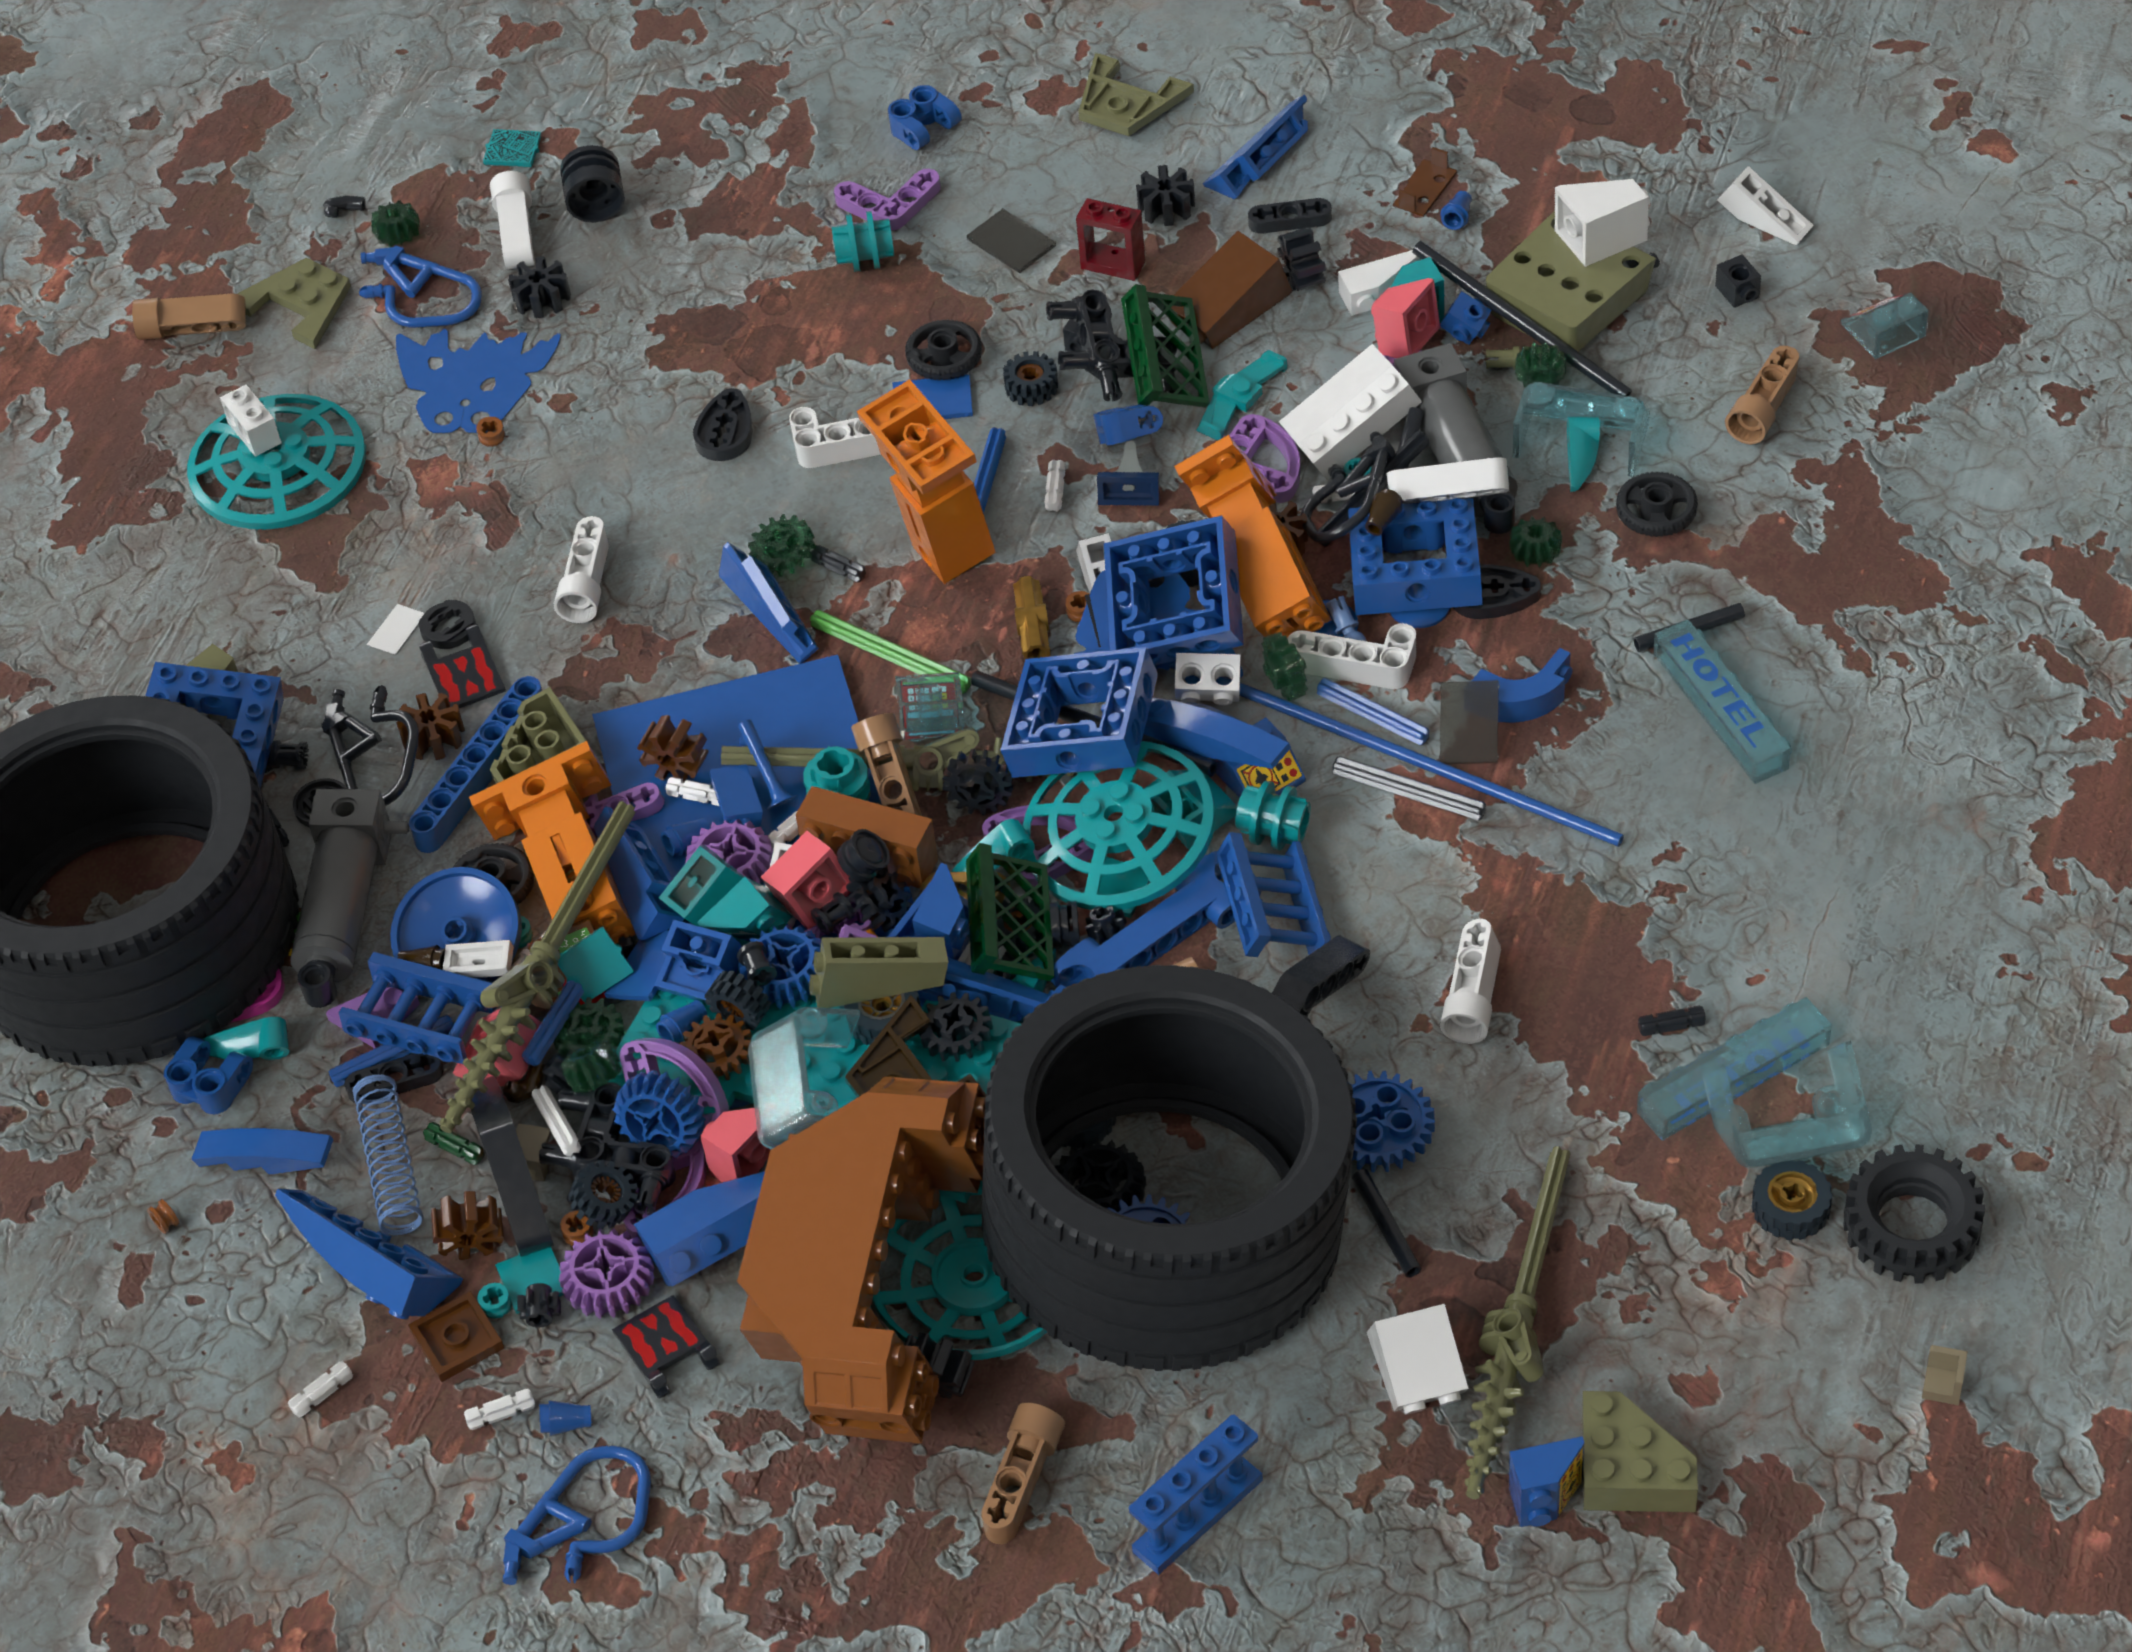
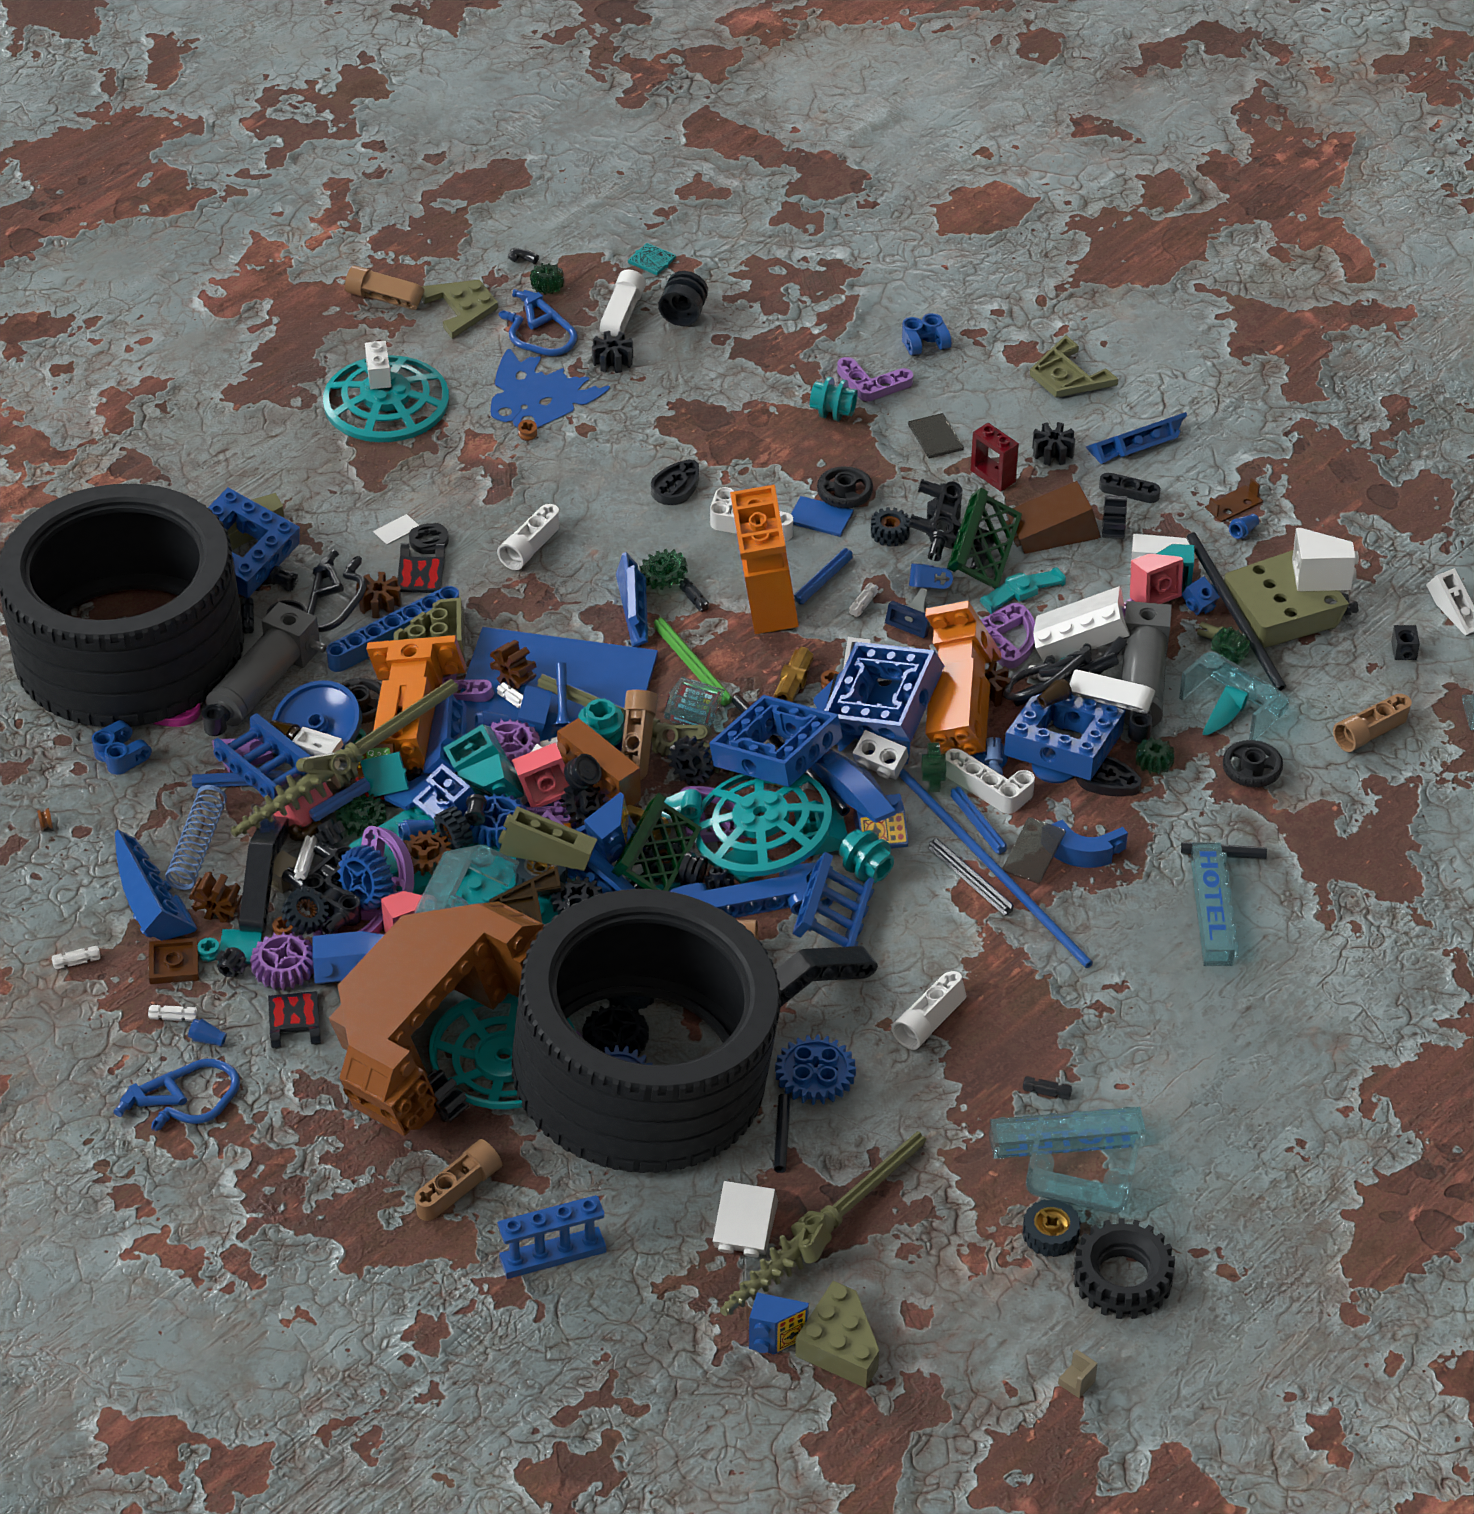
camera: 20 degrees right, 5 degrees down
(256, 1039) = (160, 738): teal piece -> none
(262, 1147) = (129, 805): blue slope -> none
(406, 1083) = (236, 801): black beam -> none
(454, 1144) = (238, 846): dark green axle -> none
(591, 1066) = (343, 833): clear green gear -> none
(832, 913) = (548, 802): black bush -> none

